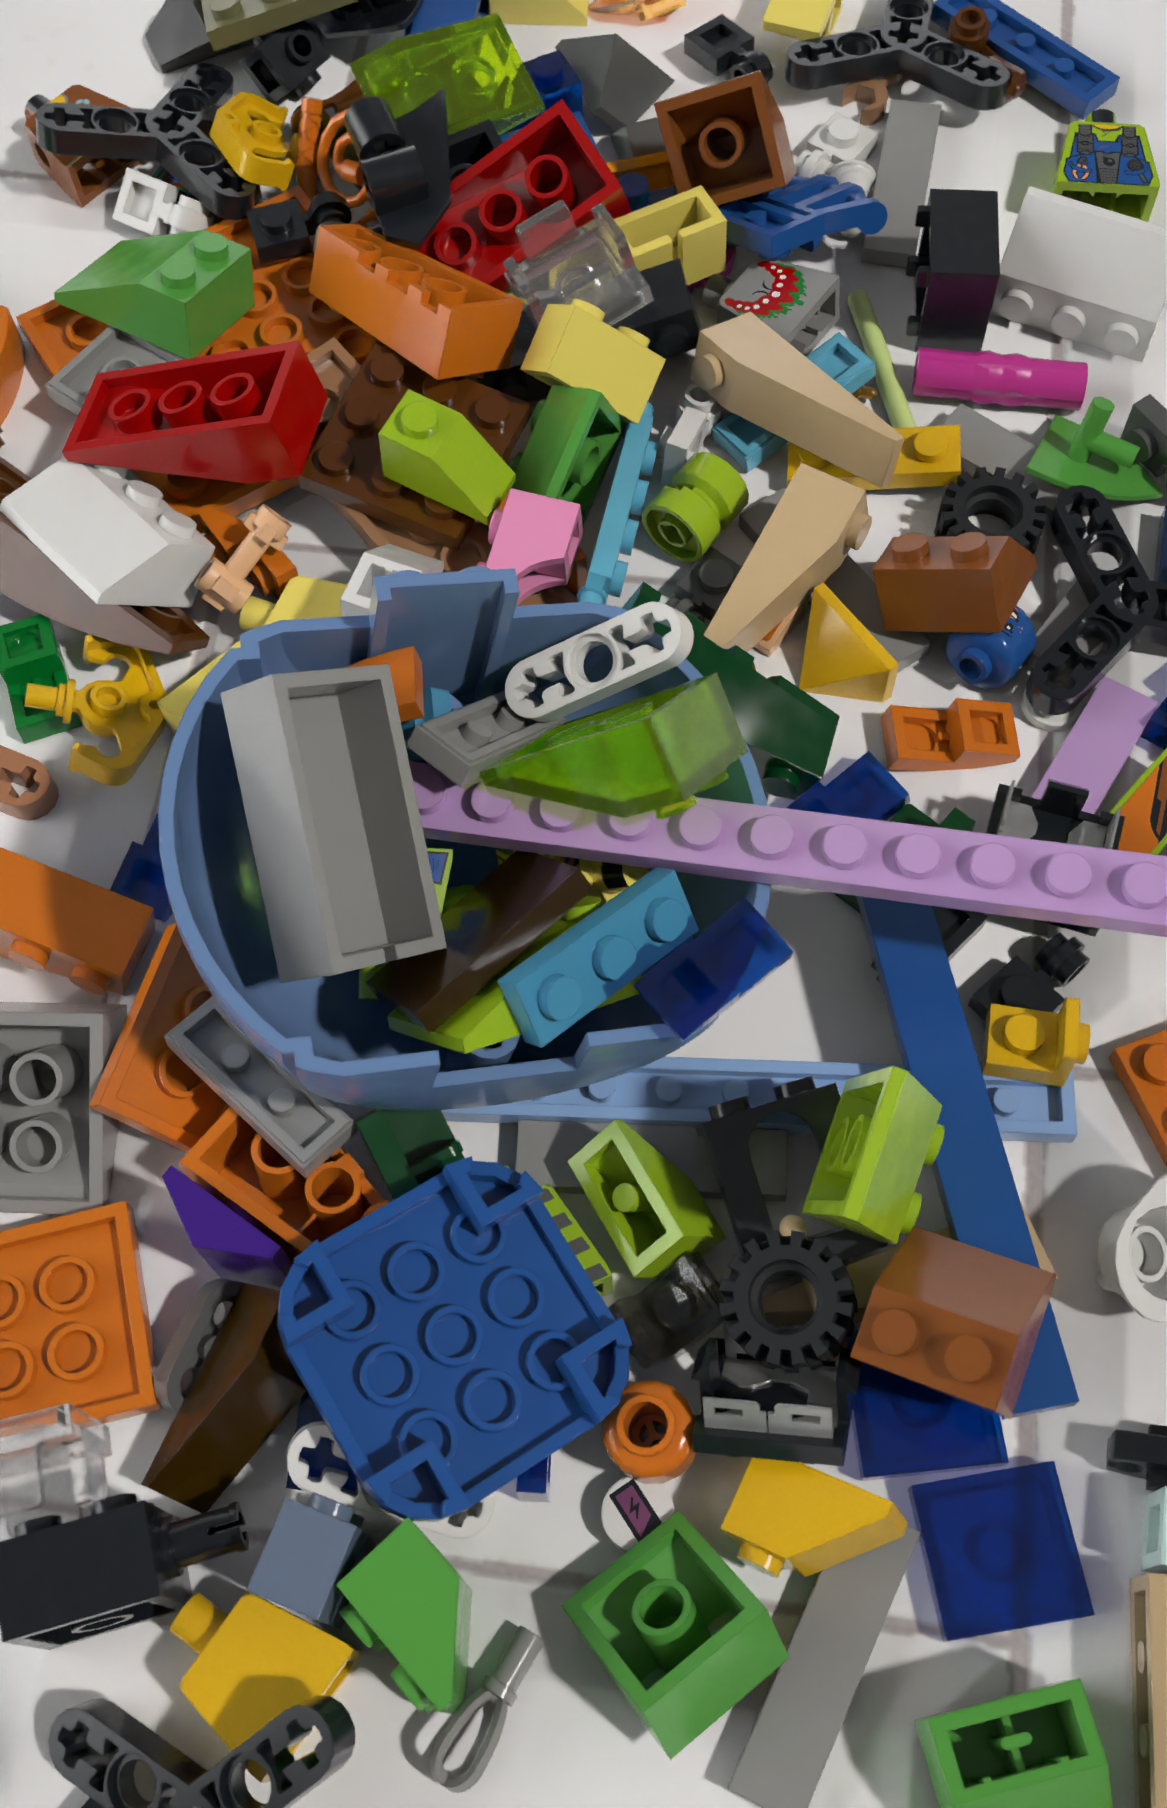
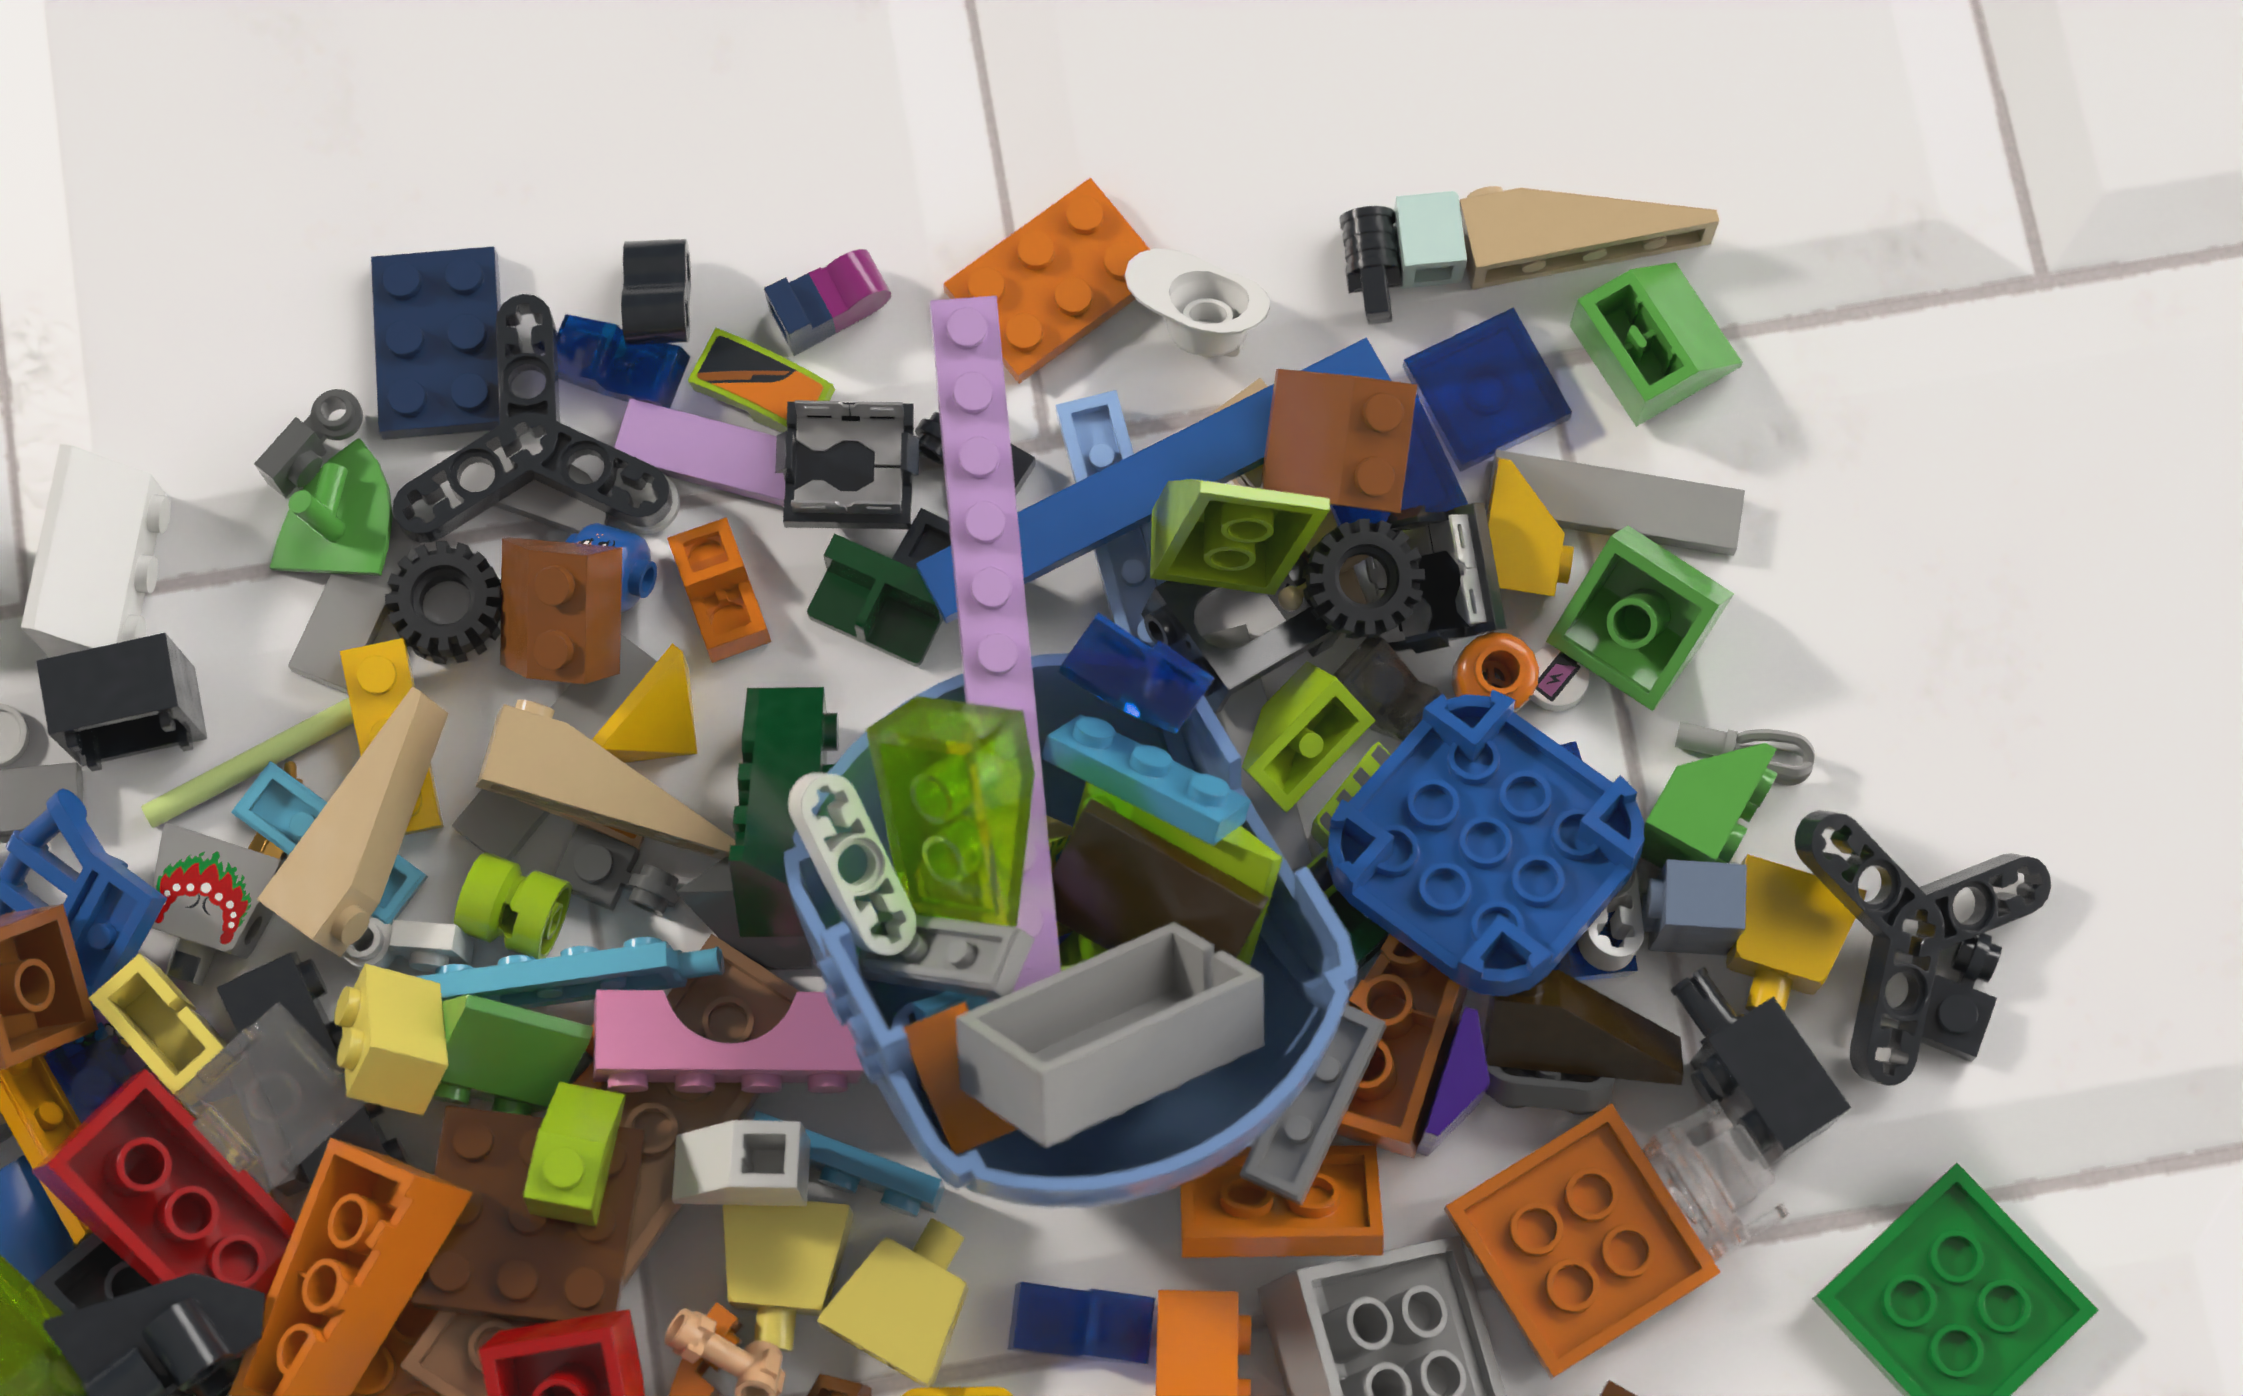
camera: 110 degrees left, 10 degrees up
(859, 792) = (852, 679): clear blue slope -> none
(999, 378) = (244, 632): dark pink axle -> none
(1035, 1043) = (1045, 437): yellow bracket -> none

